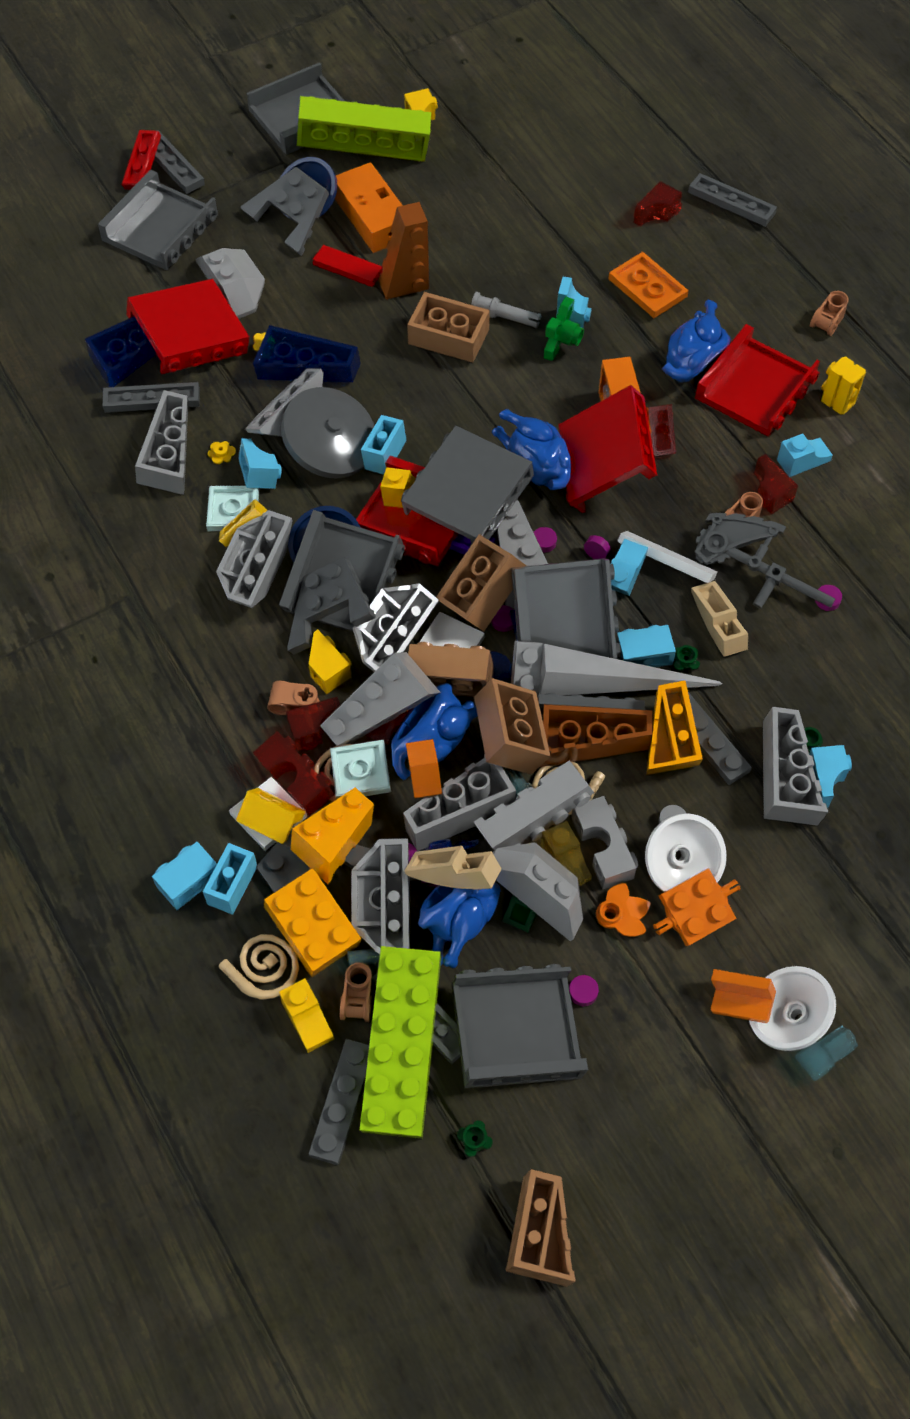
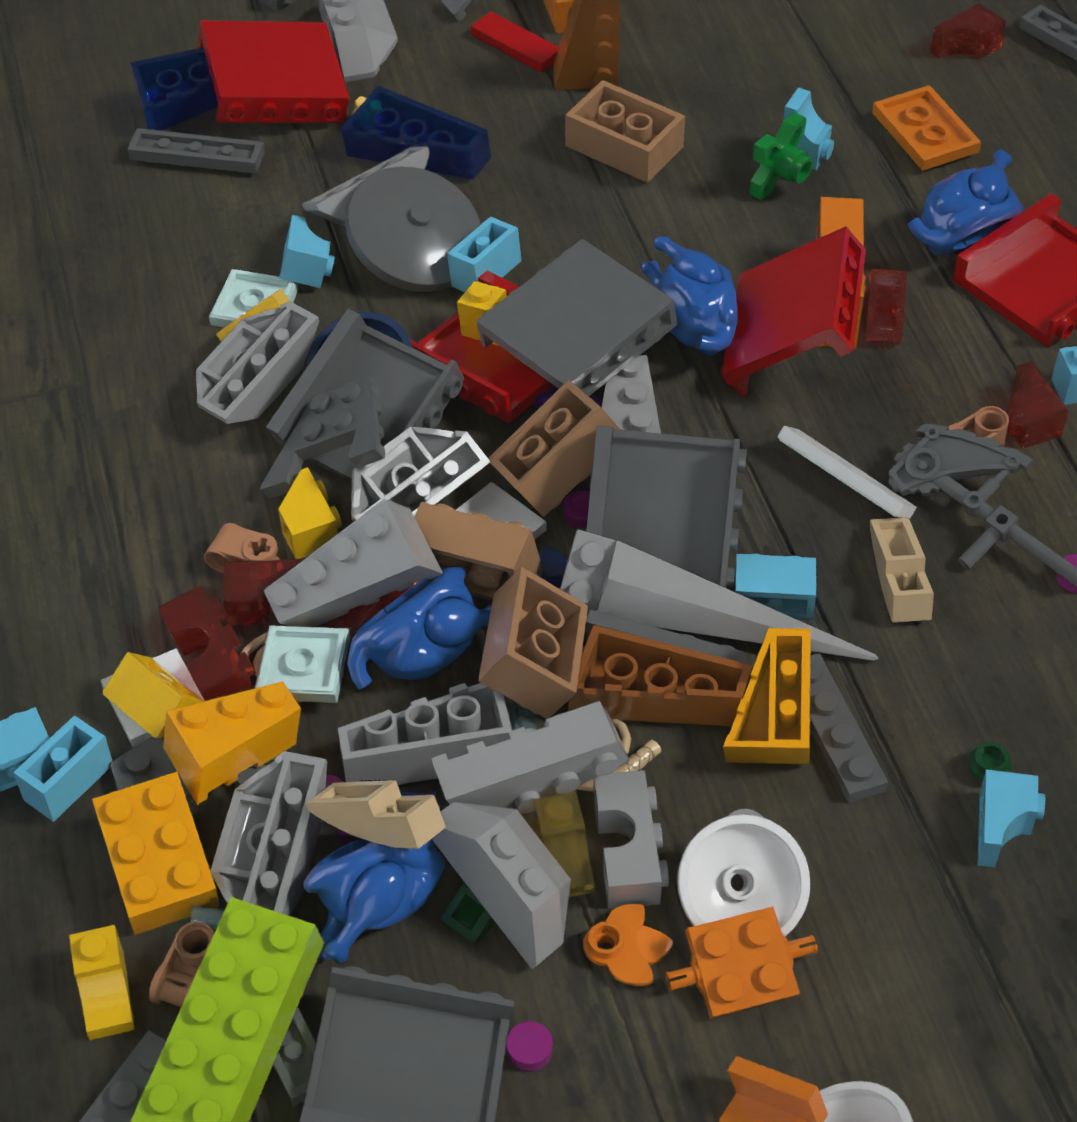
camera: 15 degrees right, 10 degrees down
(164, 449) = (189, 208): light grey wedge -> none
(221, 452) = (265, 233): yellow plant -> none
(268, 962) = (36, 926): tan piece -> none
(424, 768) = (383, 672): orange slope -> none
(505, 311) = (699, 121): light grey pin -> none
(546, 538) = (675, 418): magenta tile -> none
(596, 547) = (749, 438): magenta tile -> none
(627, 566) = (777, 472): medium azure arch -> none
(689, 652) = (833, 604): dark green plate -> none
(788, 771) = (941, 807): light grey wedge -> none

